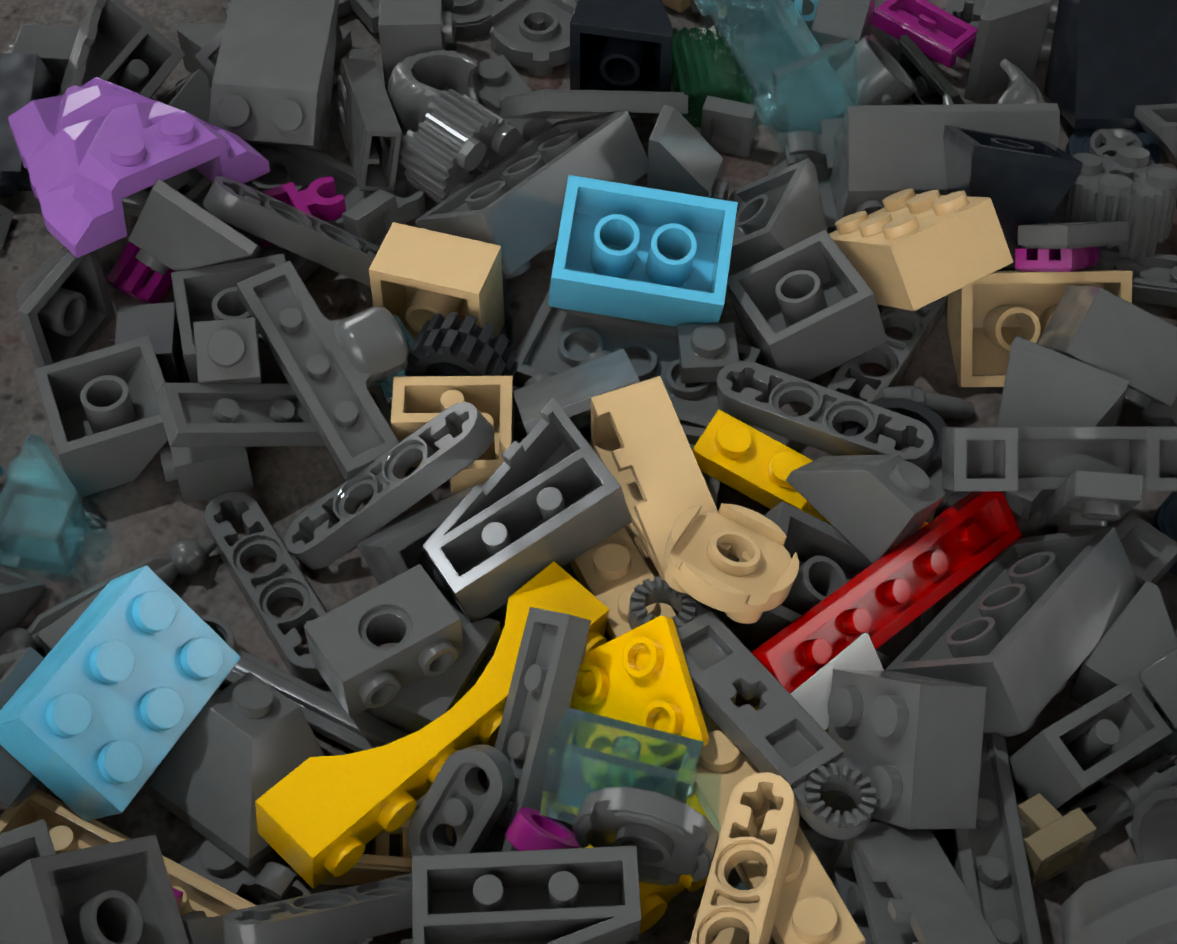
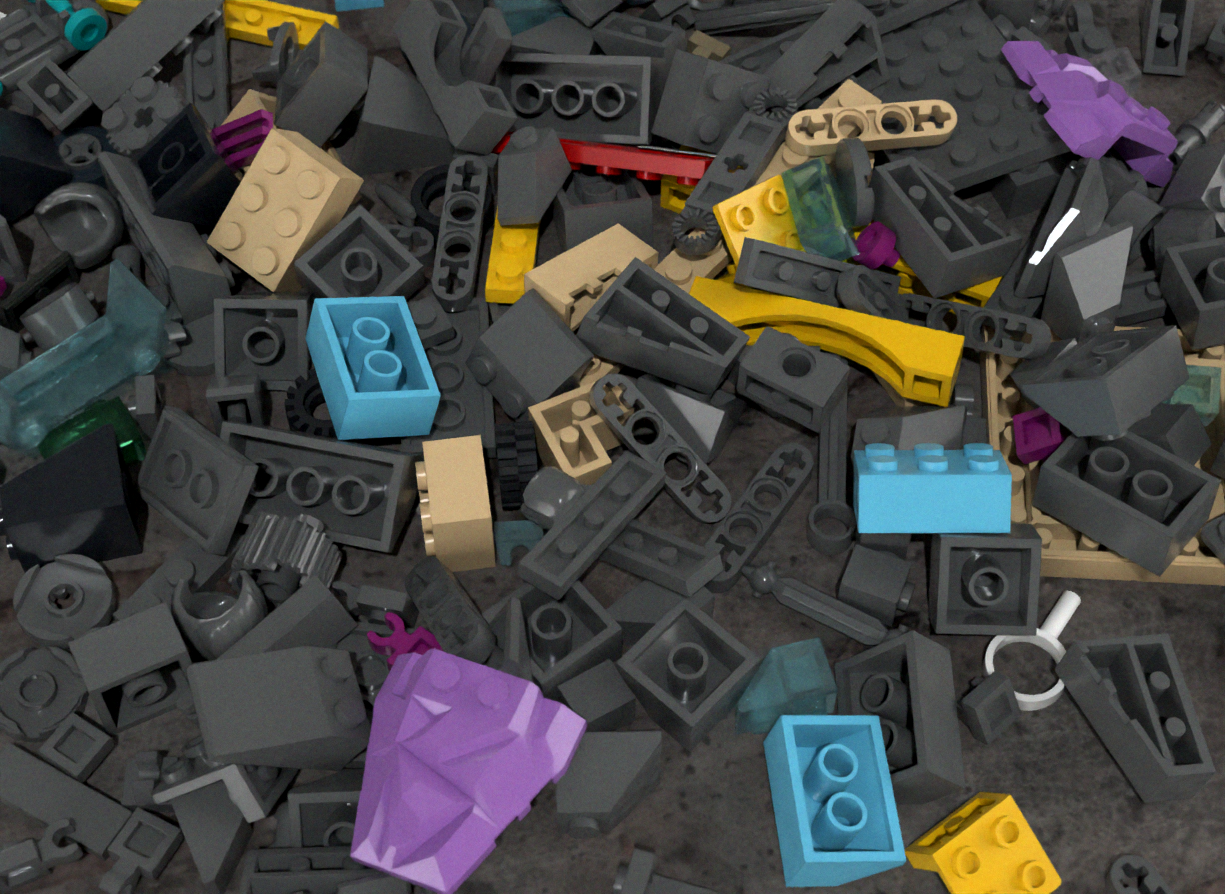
camera: 115 degrees left, 5 degrees up
(228, 351) = (619, 577): dark grey brick -> none
(741, 589) = (633, 219): tan plate -> none
(1073, 234) = (235, 122): dark grey tile -> none

